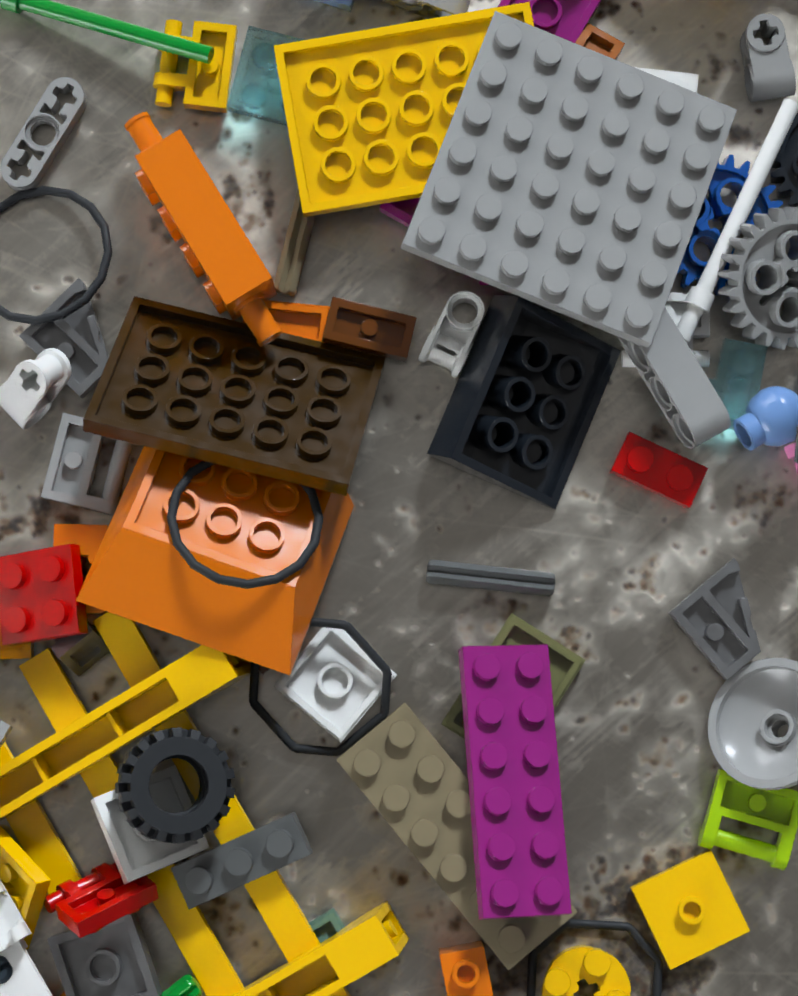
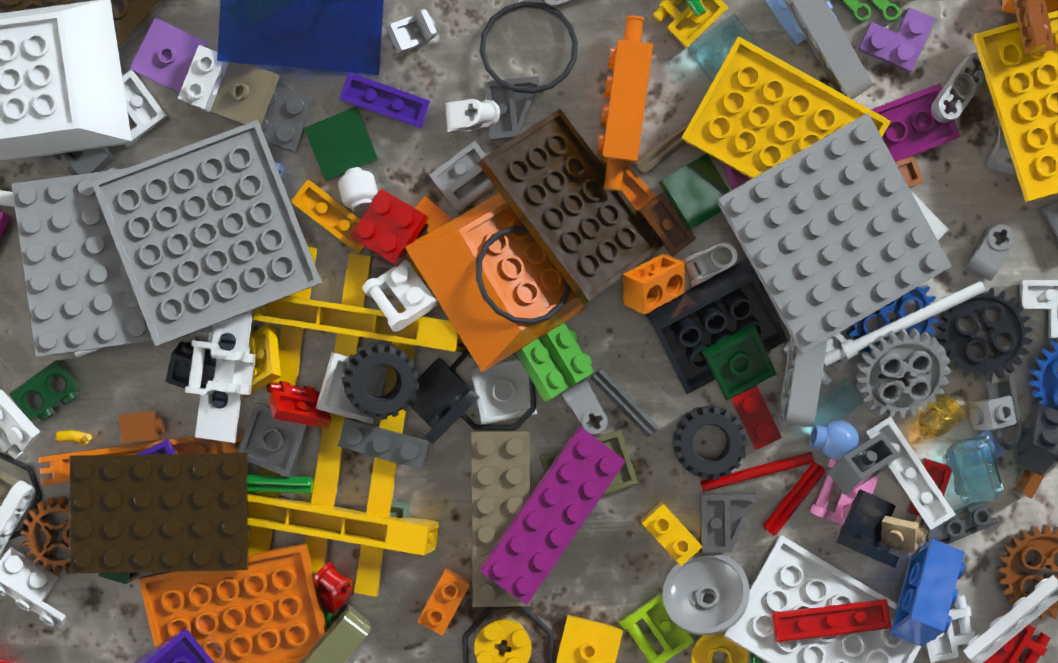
camera: 40 degrees right, 5 degrees up
(122, 650) = (408, 290): none -> white plate
(268, 750) = (441, 398): none -> black bracket
(368, 594) = (555, 362): none -> bright green plate
(370, 264) = (695, 191): none -> dark green tile
(409, 408) = (653, 283): none -> orange brick
(443, 616) = (584, 402): none -> light grey piece
(585, 420) = (739, 362): none -> dark green tile
(660, 521) = (727, 460): none -> black tyre
(672, 686) = (671, 533): none -> yellow brick
(712, 532) = (758, 471): none -> red bar
(781, 528) = (794, 498): none -> red axle

